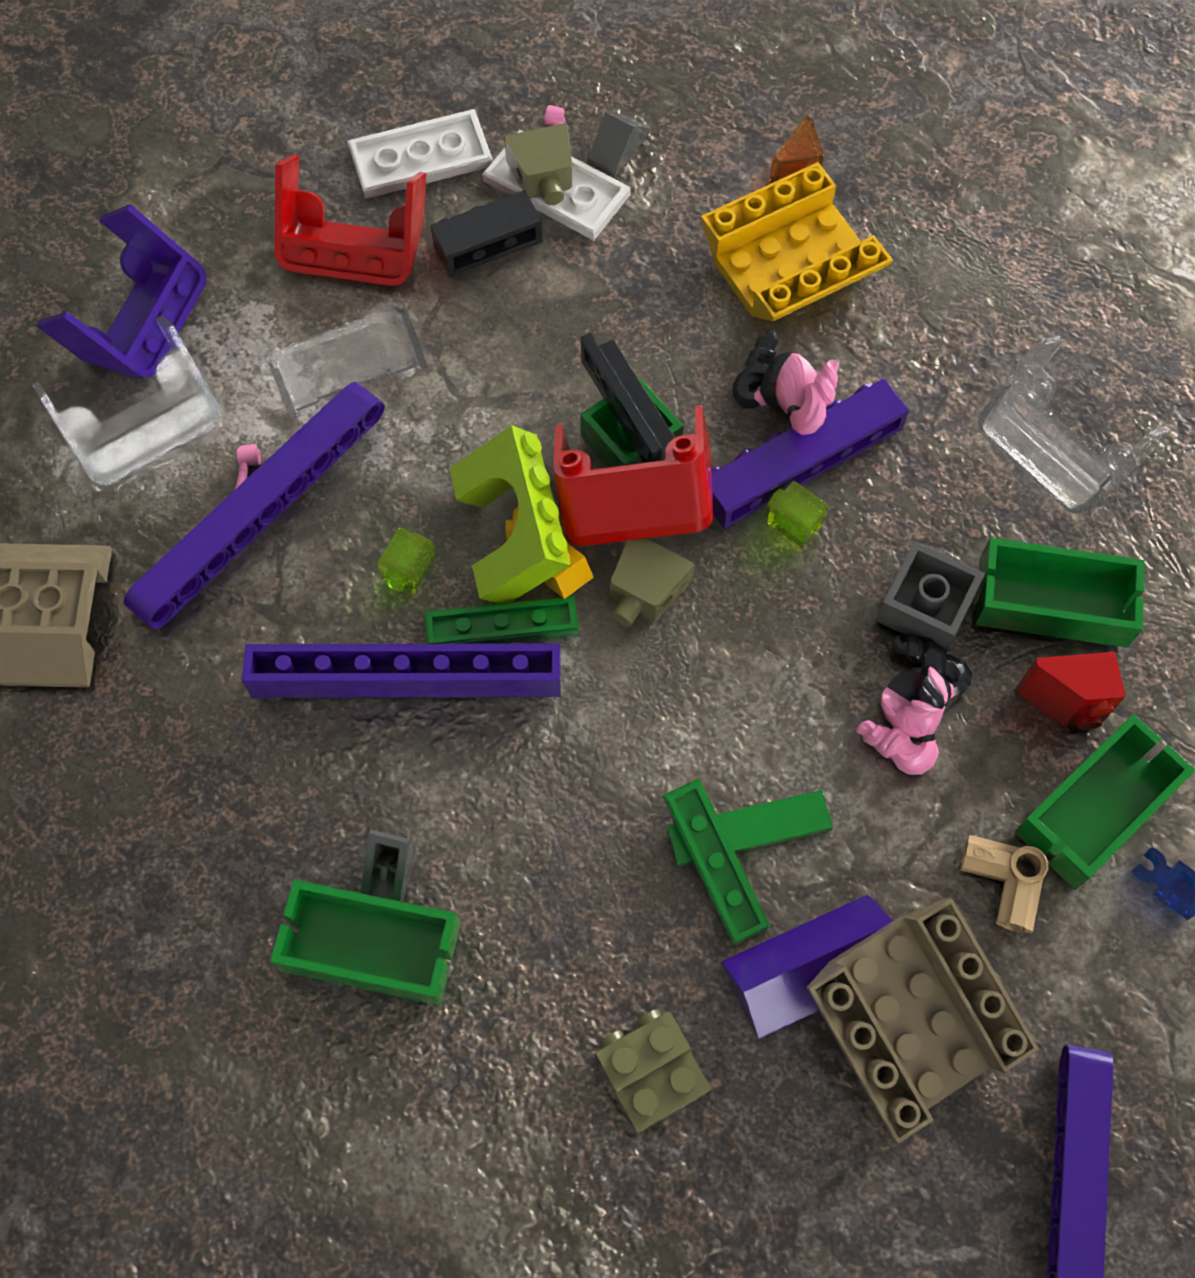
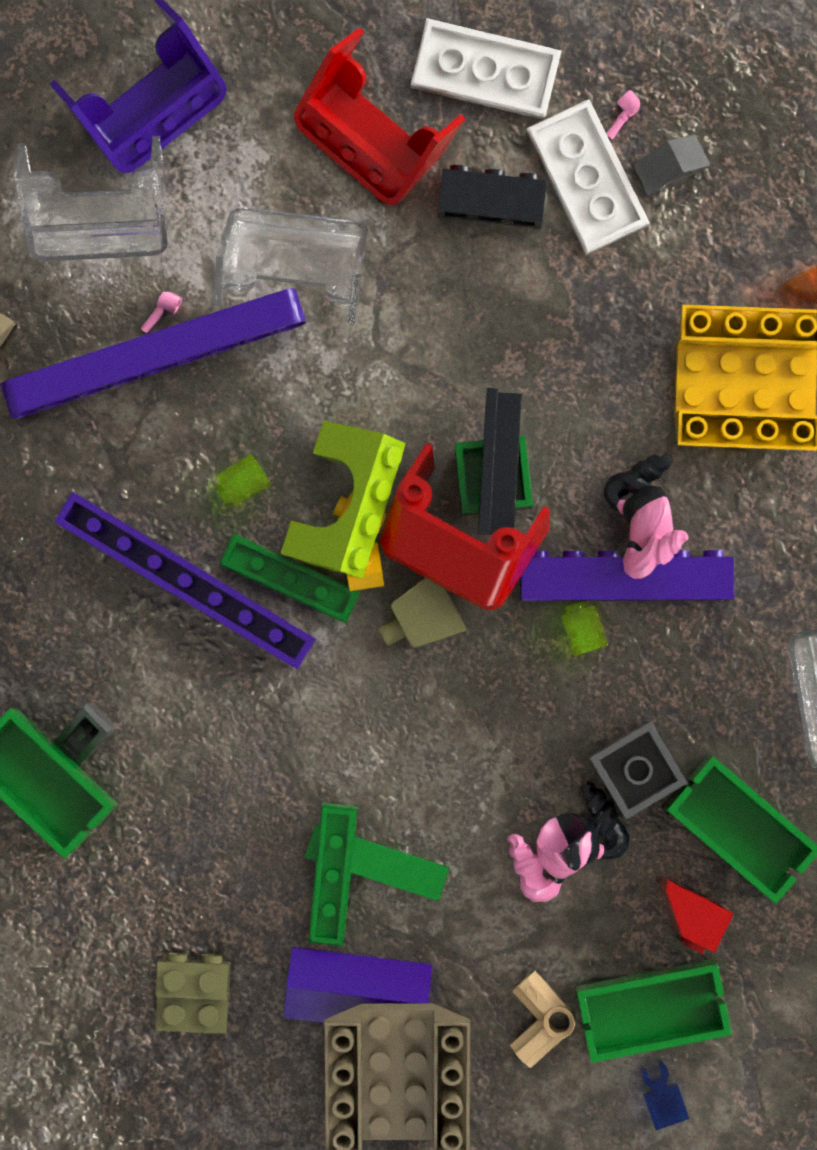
camera: 30 degrees right, 20 degrees up
(541, 161) = (581, 158): olive torso -> none

